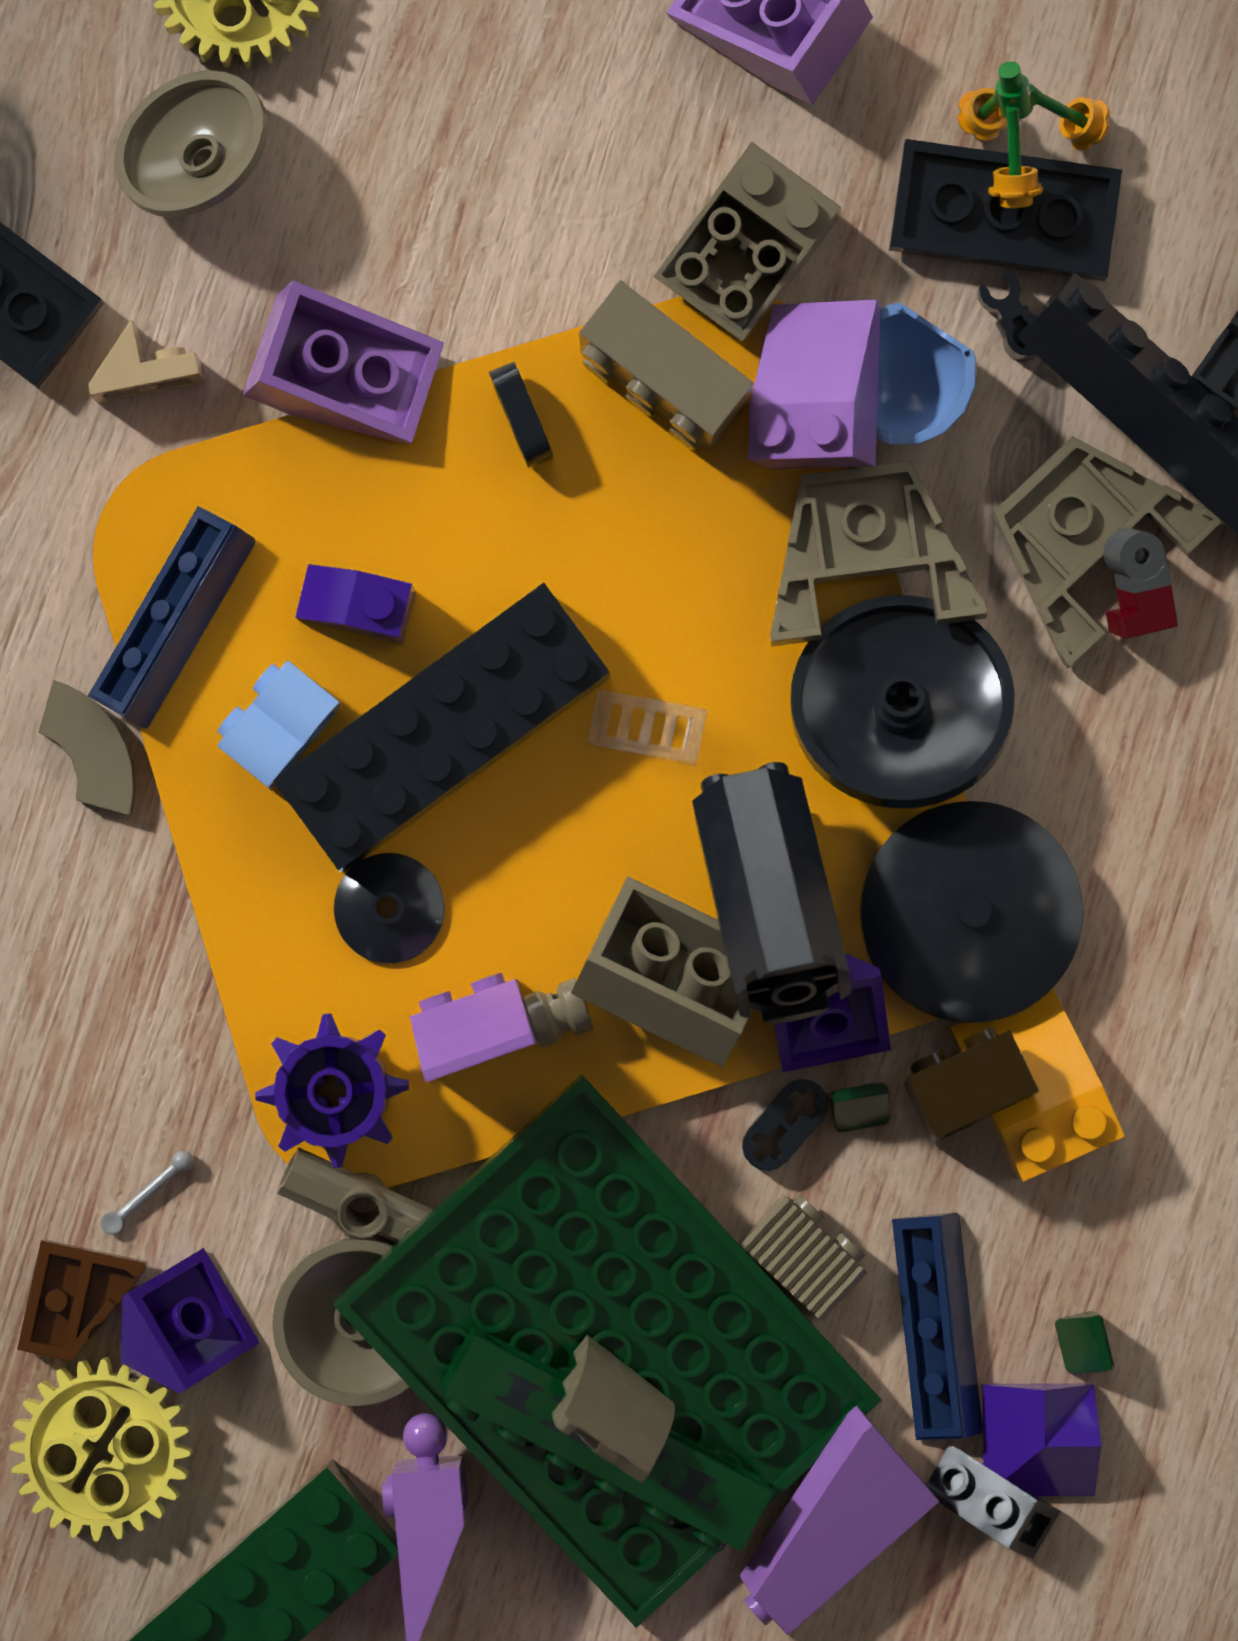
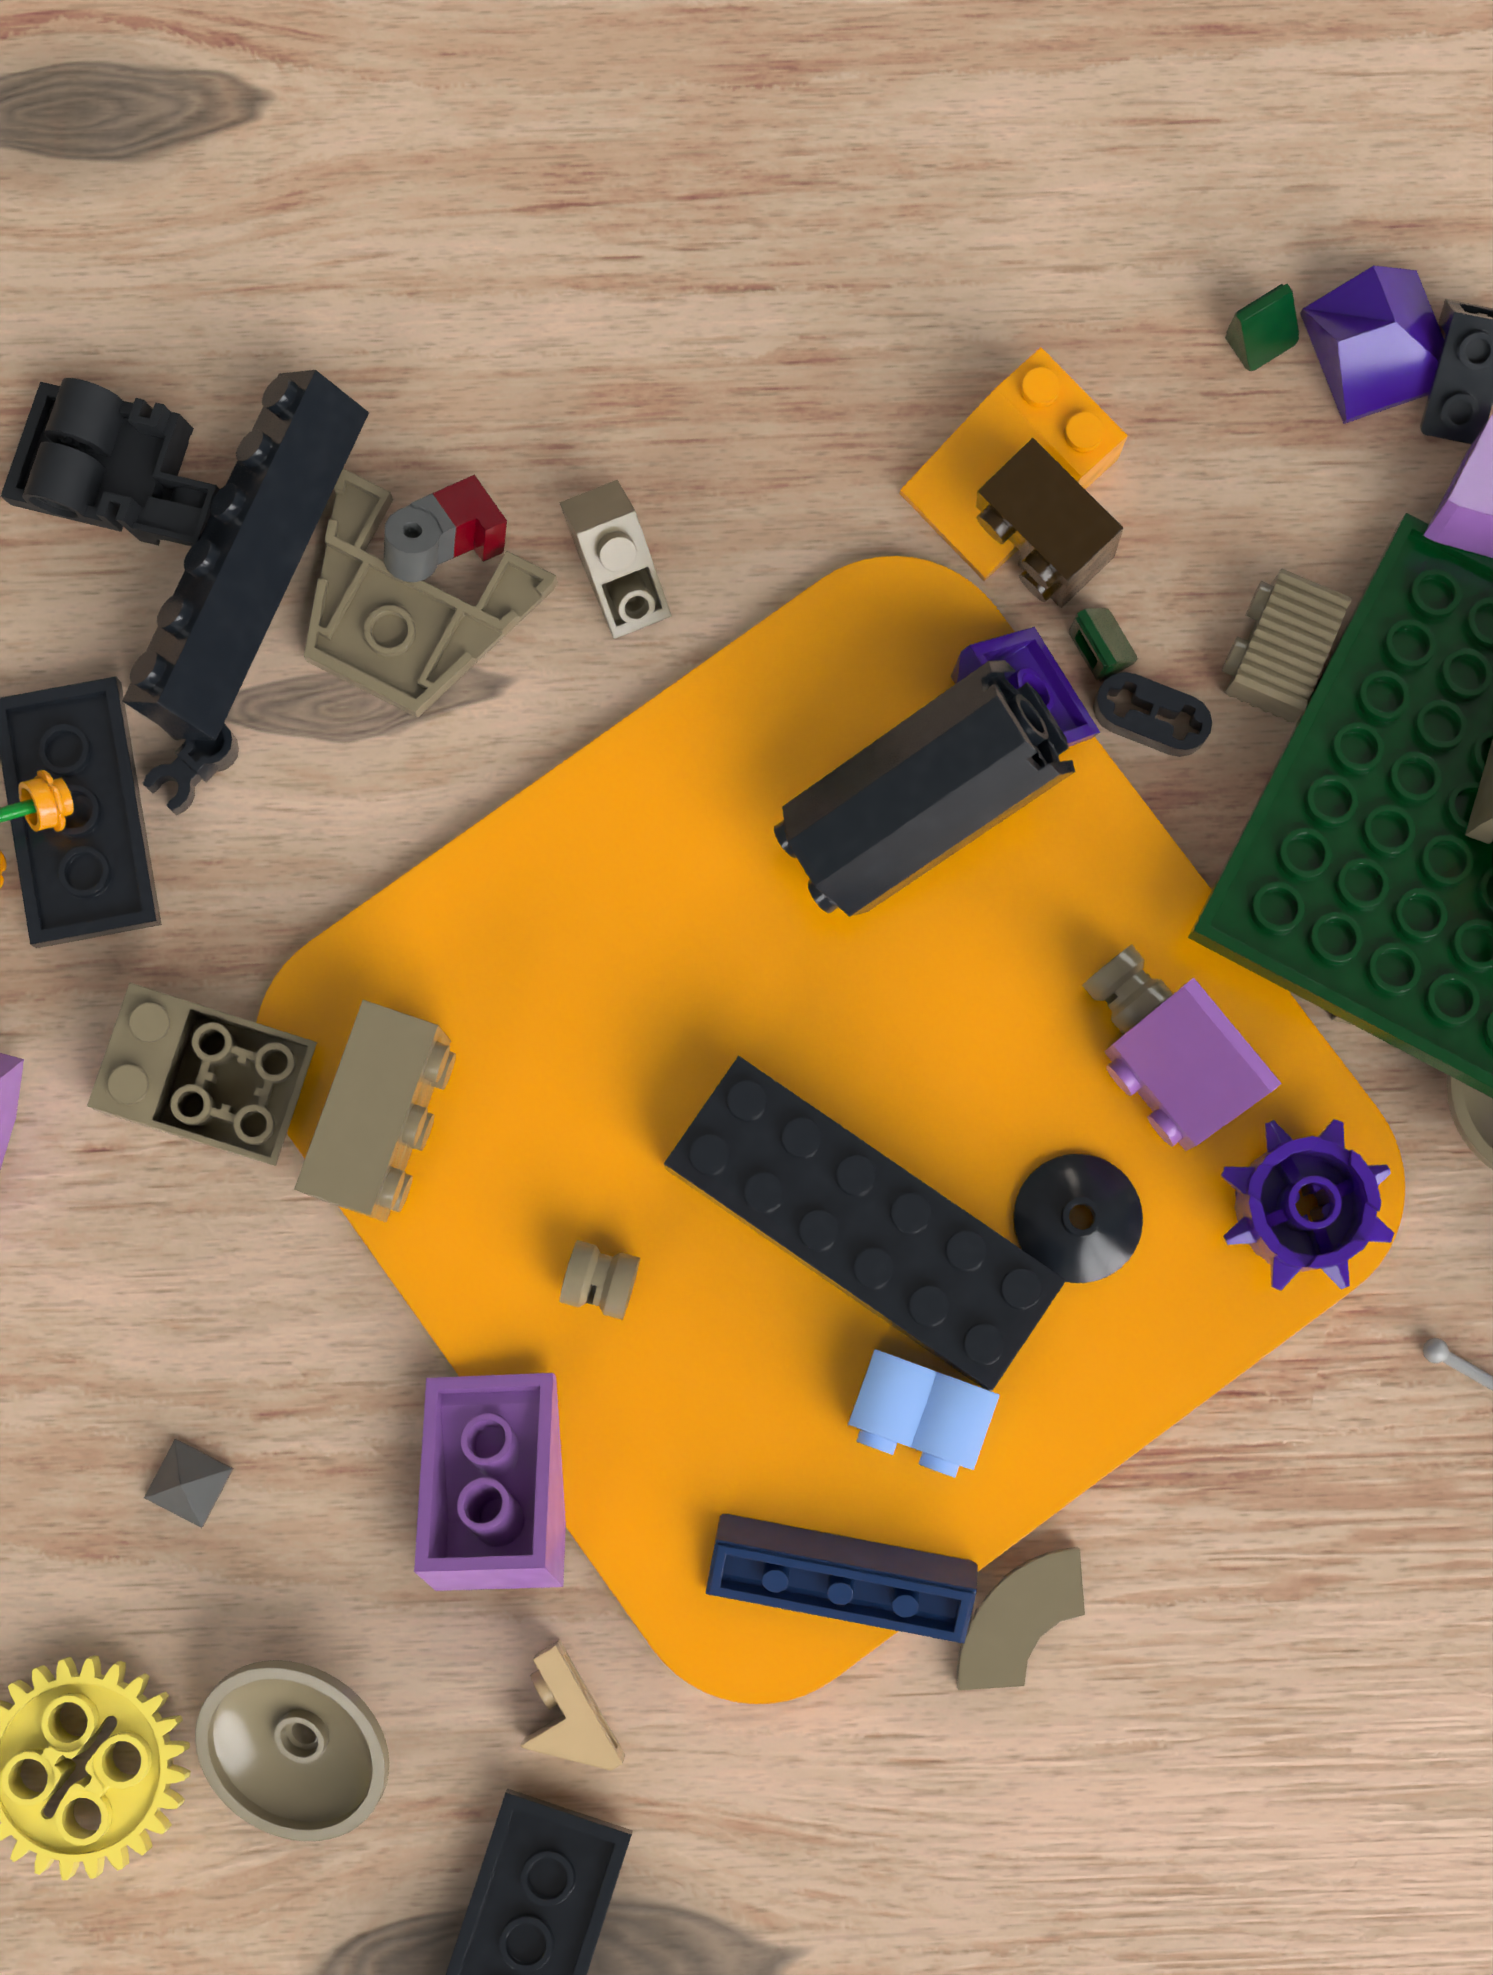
camera: 115 degrees left, 5 degrees down
(329, 1191) = (1415, 1187): dark tan piece -> none
(356, 602) = (755, 1373): dark purple slope -> none
(429, 130) = (188, 1483): none -> dark grey slope
(472, 504) = (599, 1279): none -> dark tan wheel
(521, 414) = (480, 1260): black beam -> none
(664, 972) = (1046, 883): dark tan brick -> none
(692, 738) = (772, 946): clear slope -> none
(817, 387) = (338, 941): medium lavender slope -> none
(864, 527) = (479, 839): dark tan wing -> none
(901, 703) = (659, 731): black dish -> none
(921, 378) = (298, 850): medium blue cylinder -> none
(937, 1326) = (1304, 487): dark blue slope -> none
(971, 911) = (856, 591): black dish -> none
(1072, 721) = (616, 558): none -> dark tan slope

